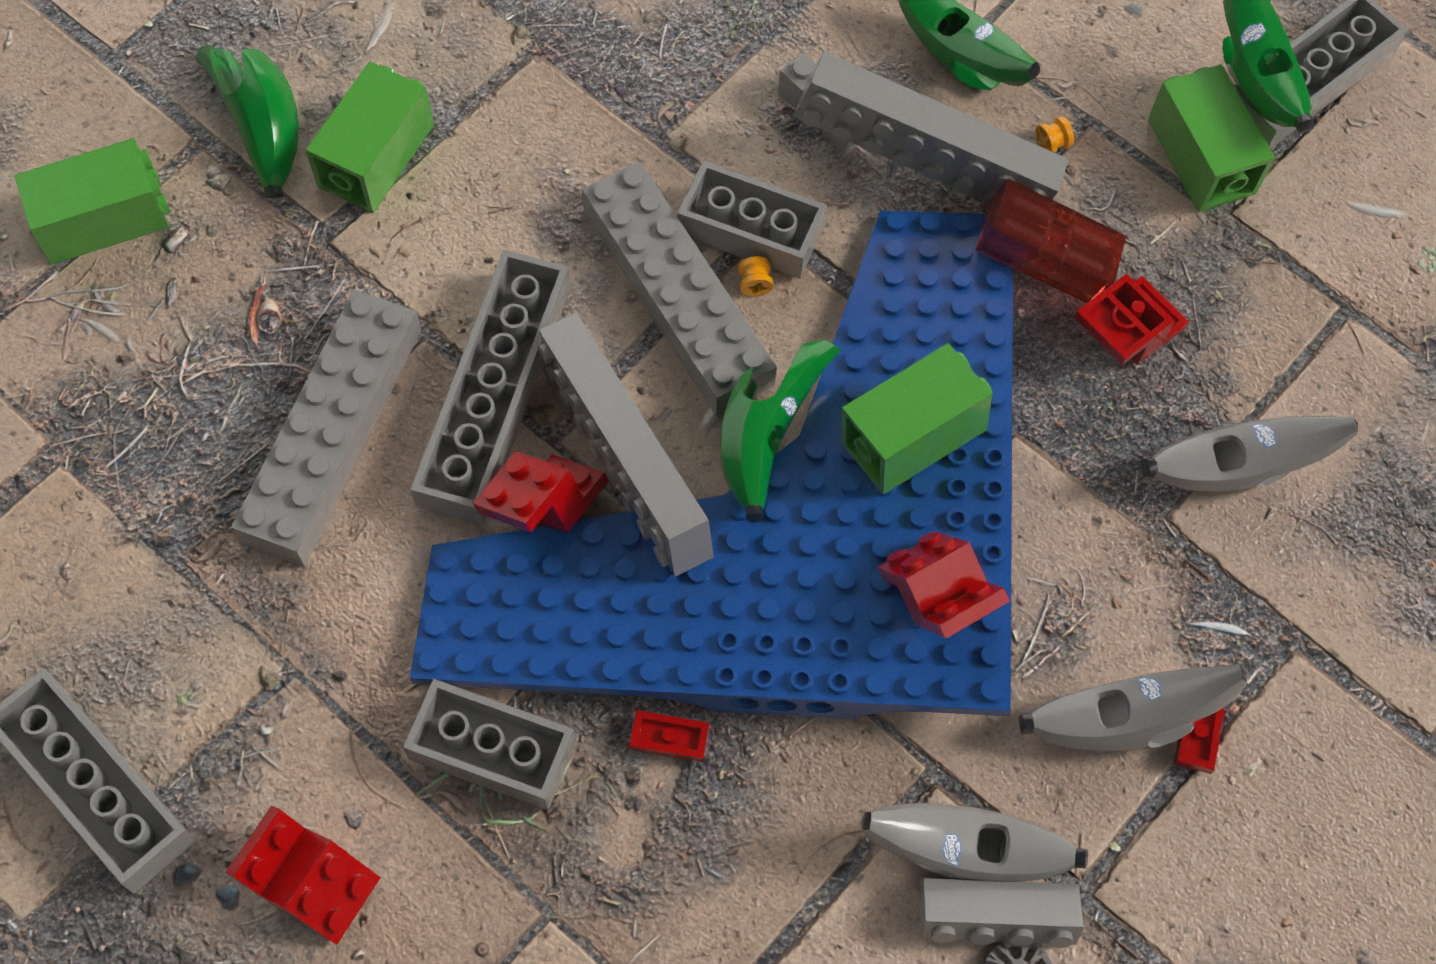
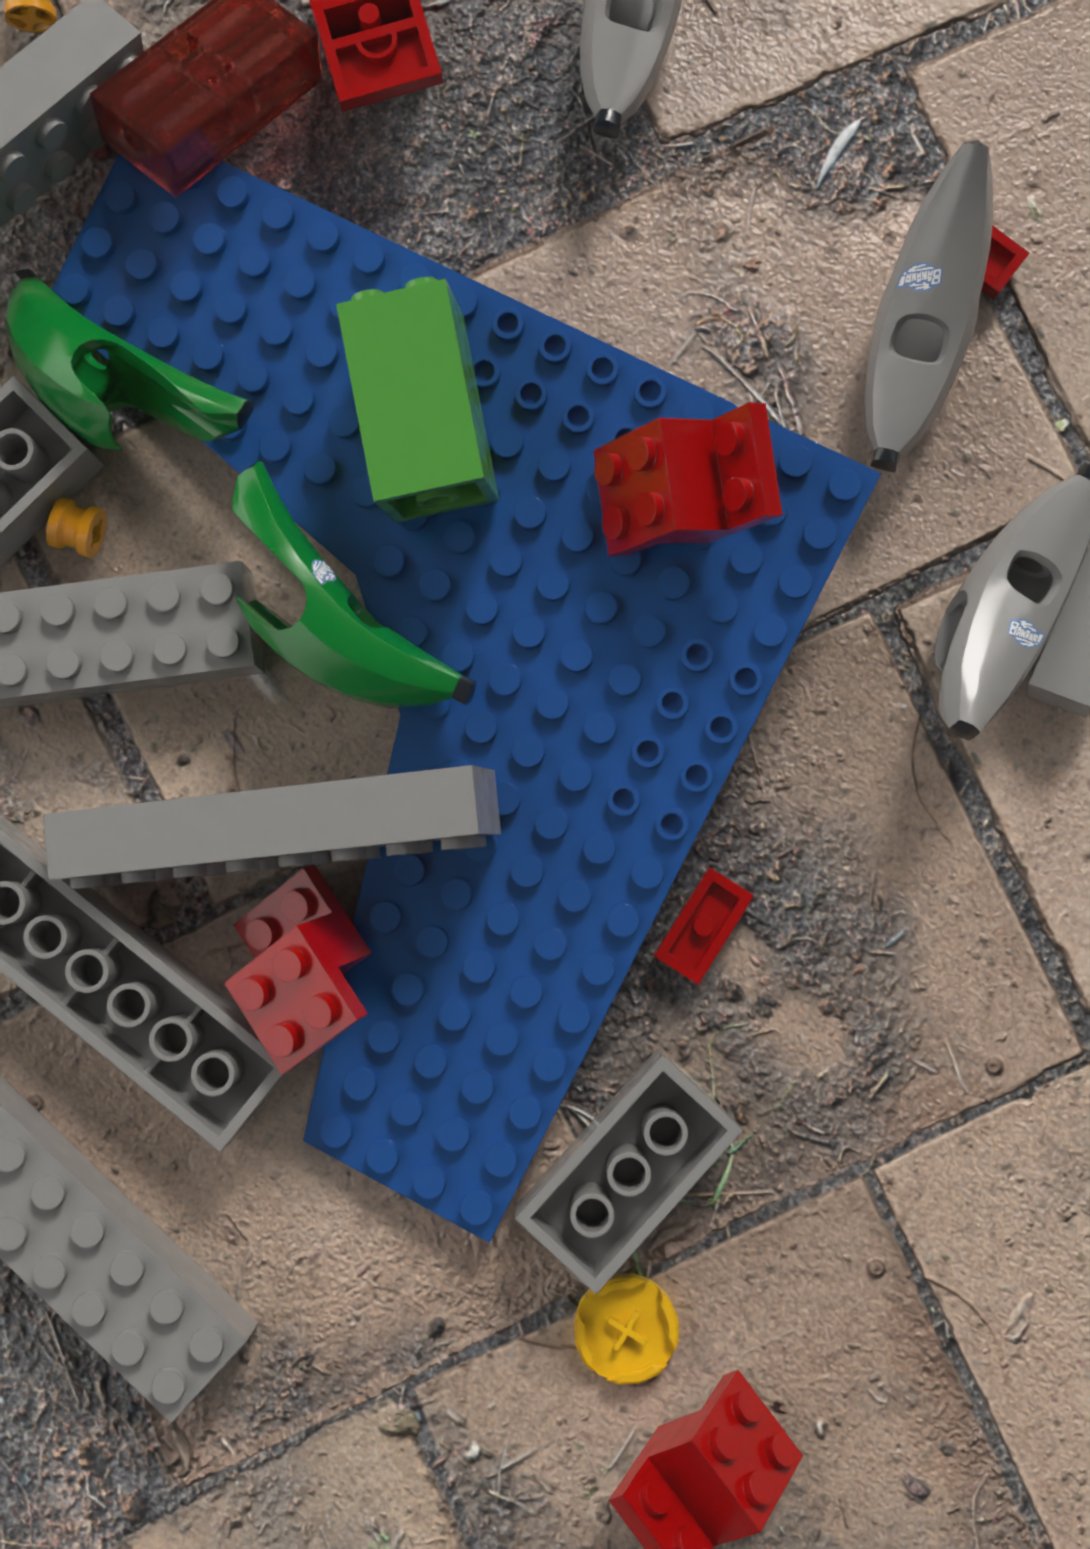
camera: 65 degrees left, 20 degrees up
(382, 794) = (626, 1329): none -> yellow tile
(838, 243) = (55, 357): none -> green piece

